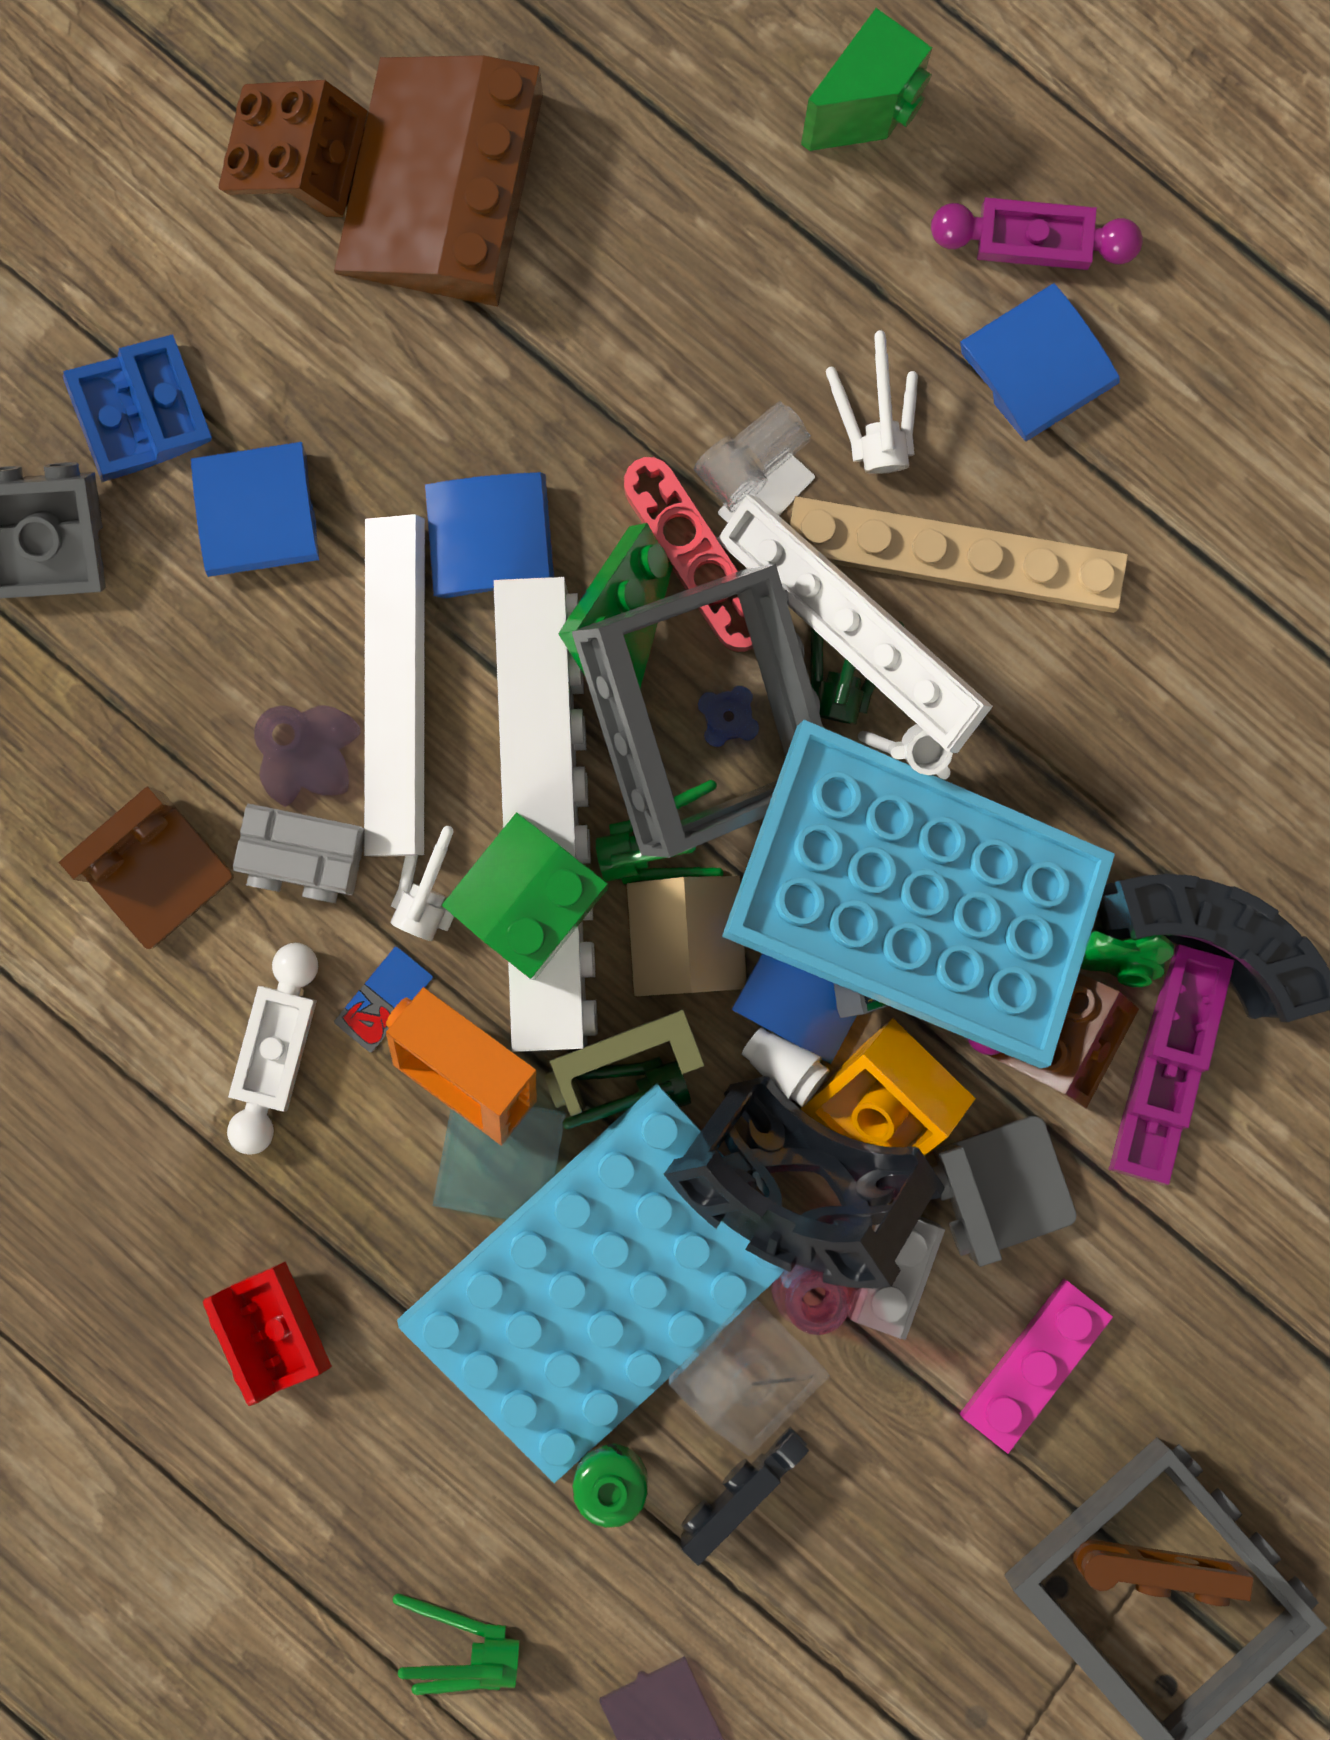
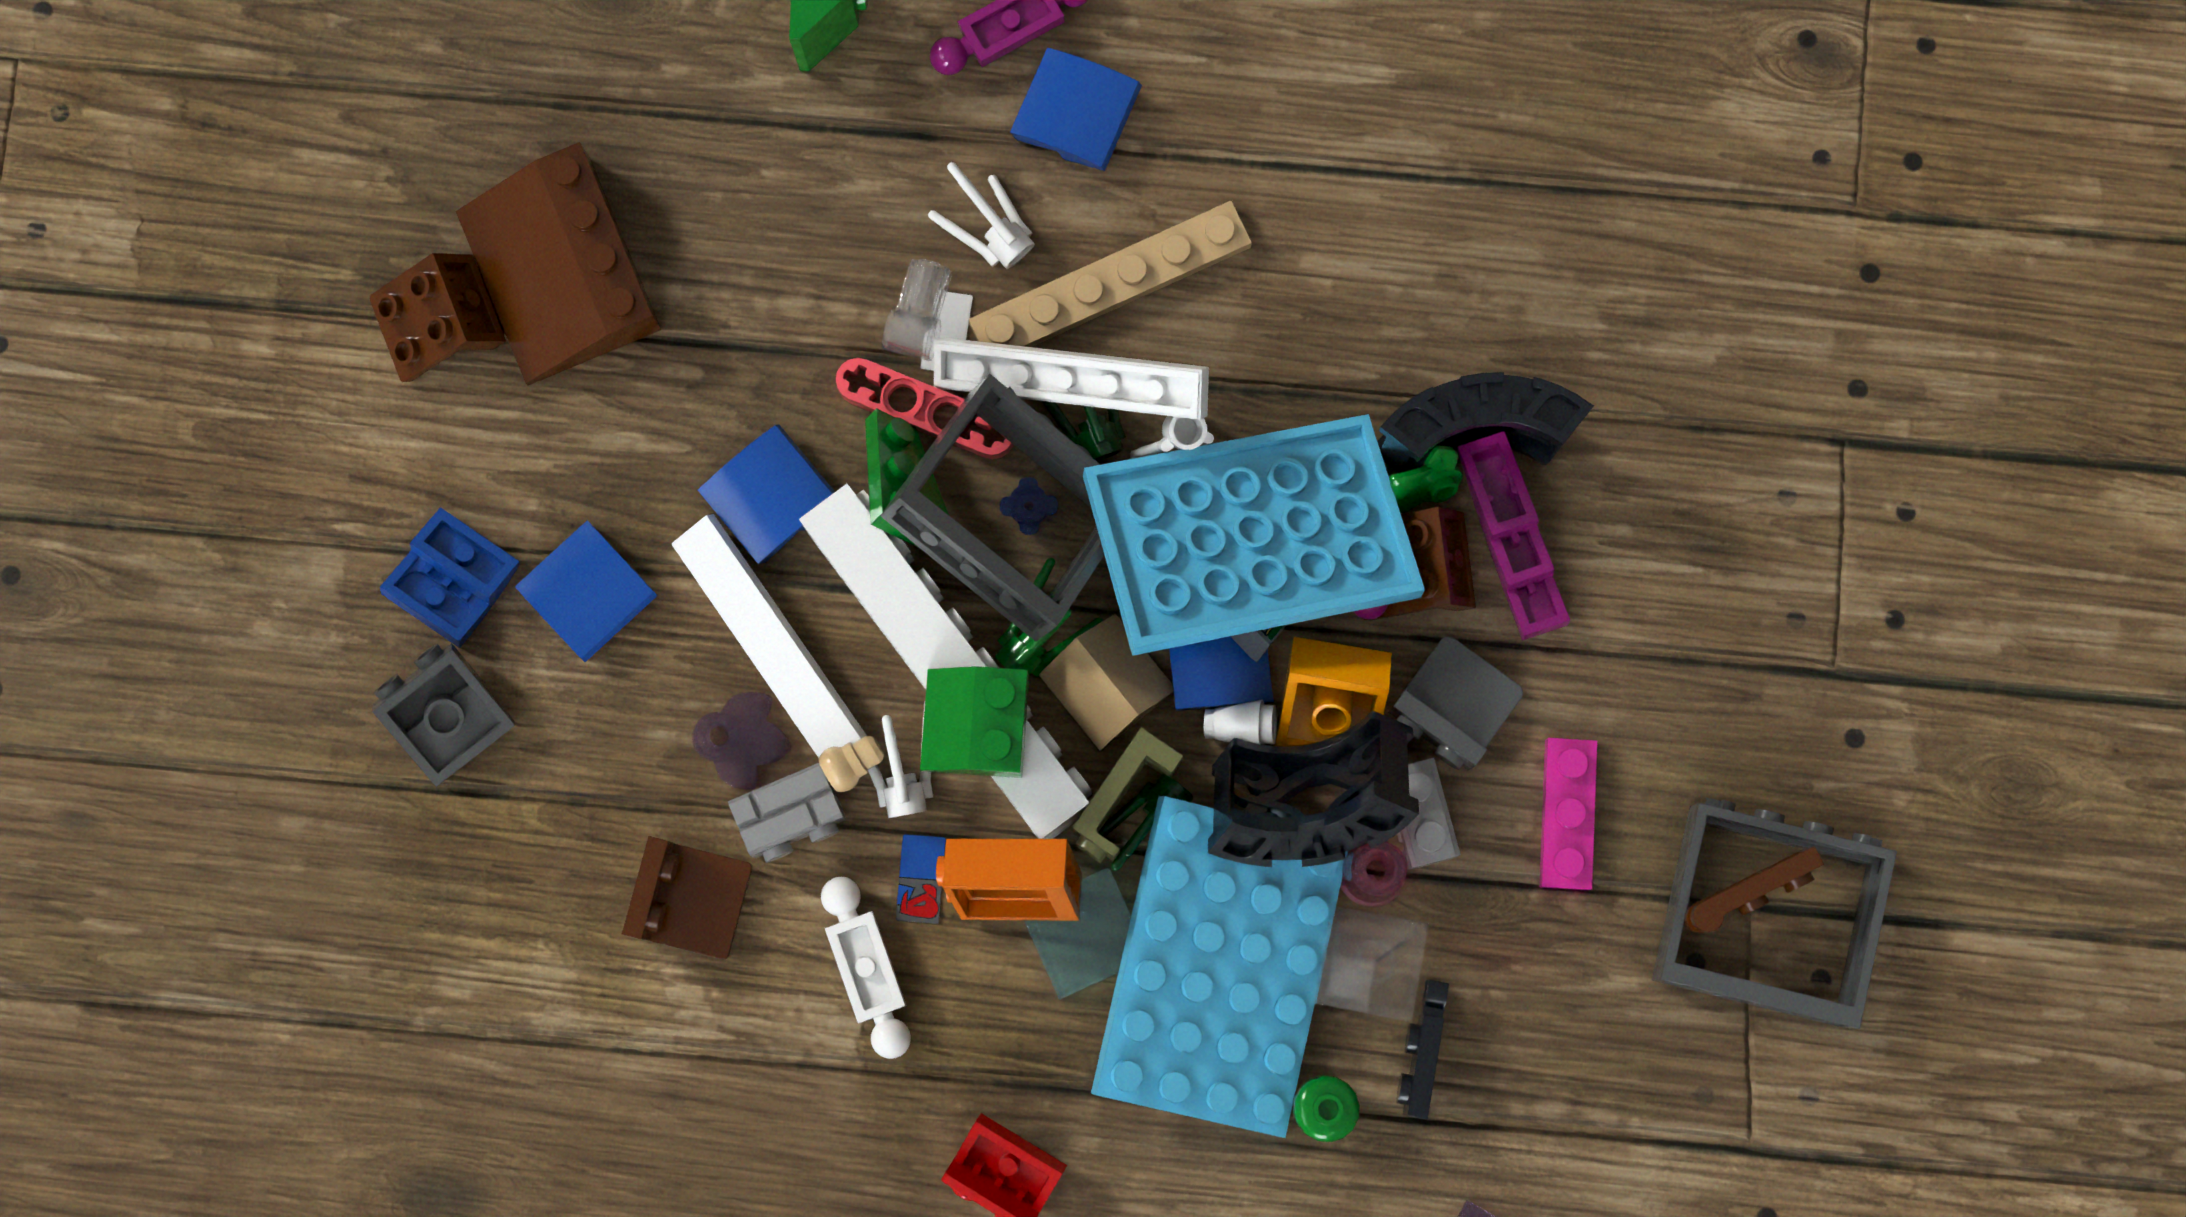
camera: 30 degrees left, 5 degrees down
(385, 846) = (848, 763): none -> tan piece

